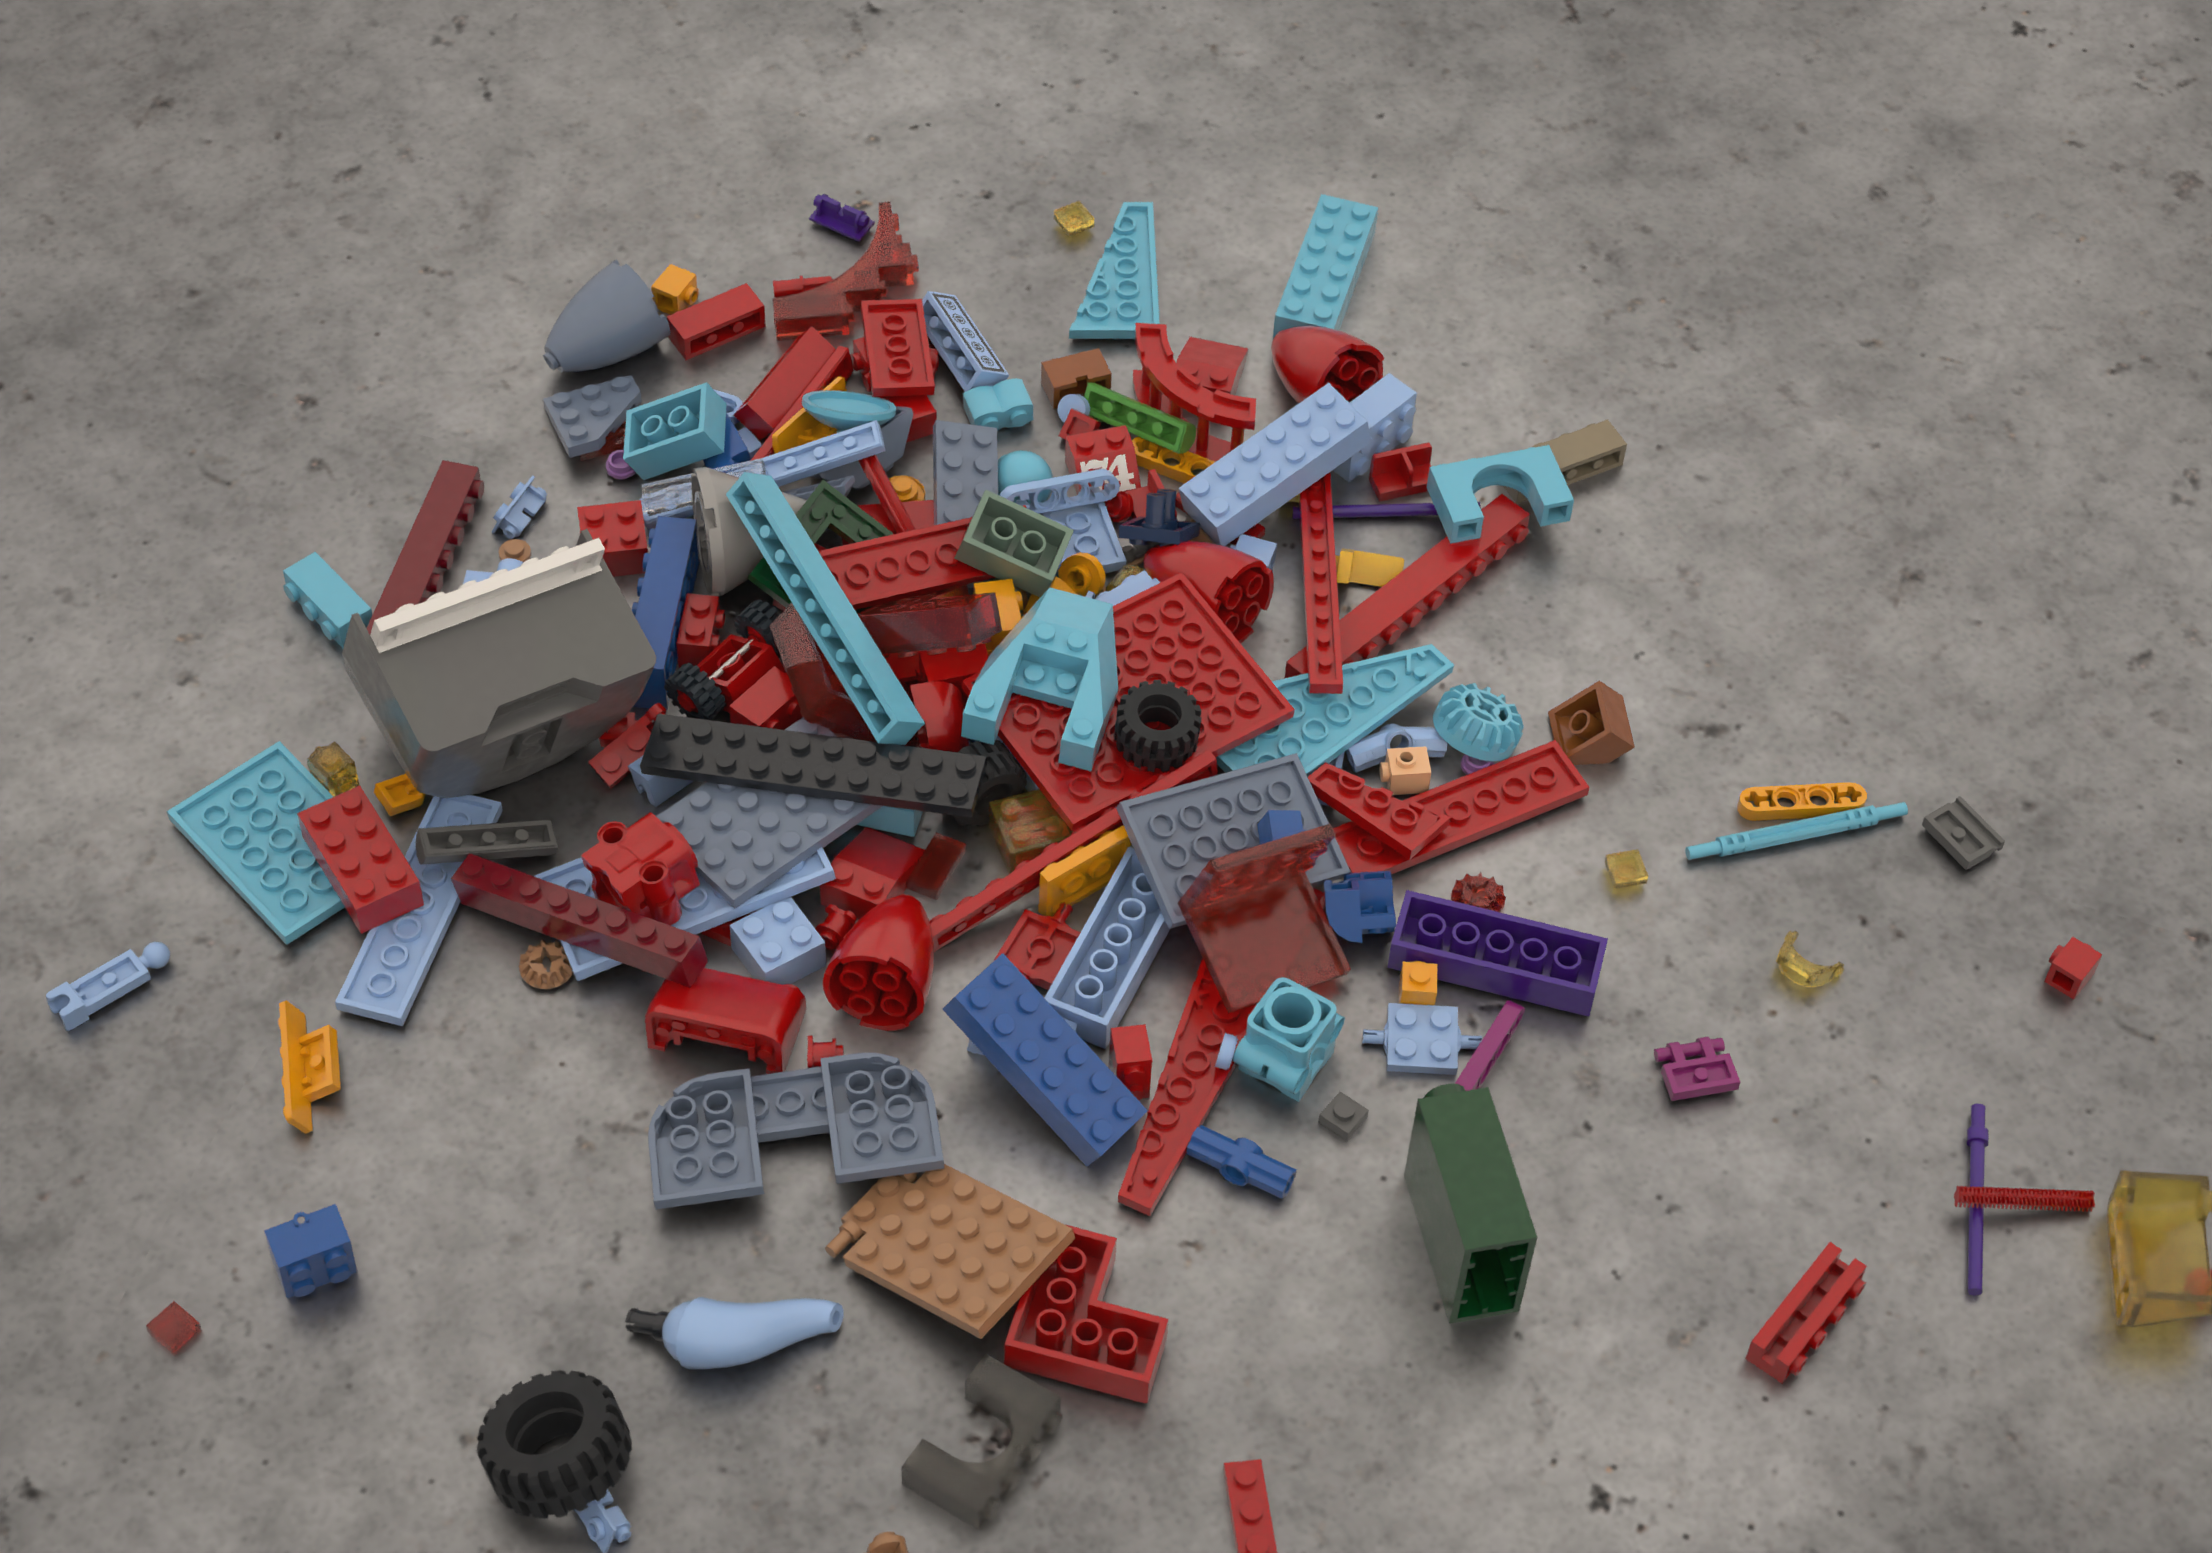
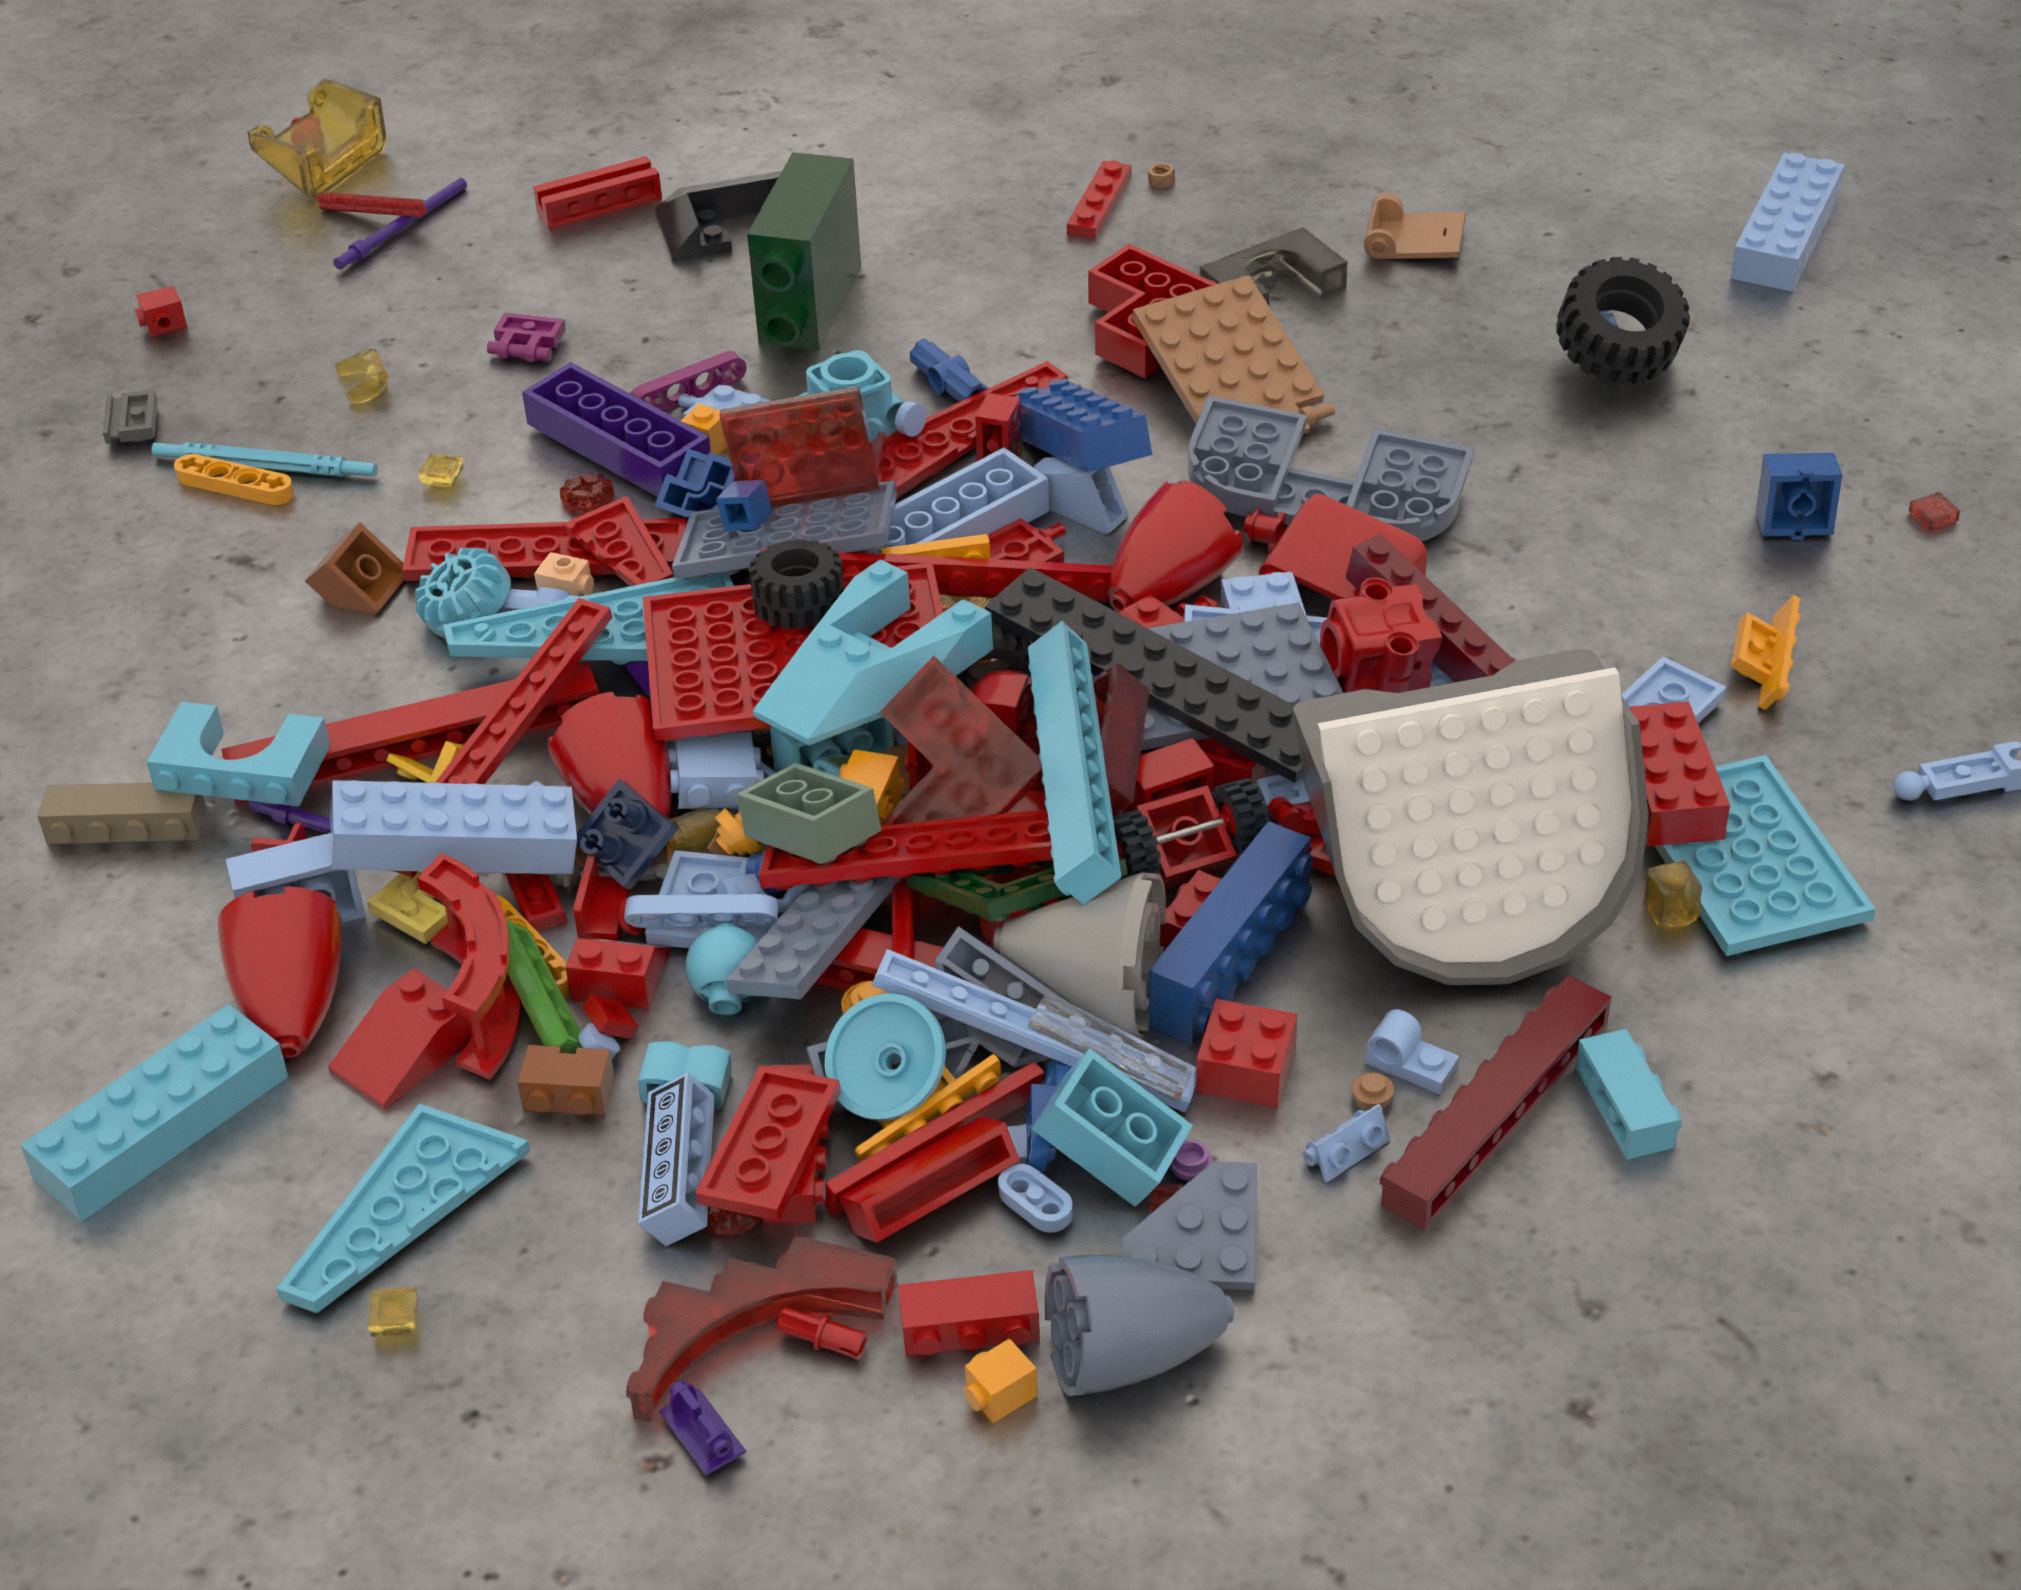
camera: 150 degrees left, 10 degrees down
(729, 1334) = (1443, 359): light blue animal -> none
(1647, 1392) = (695, 214): none -> black slope

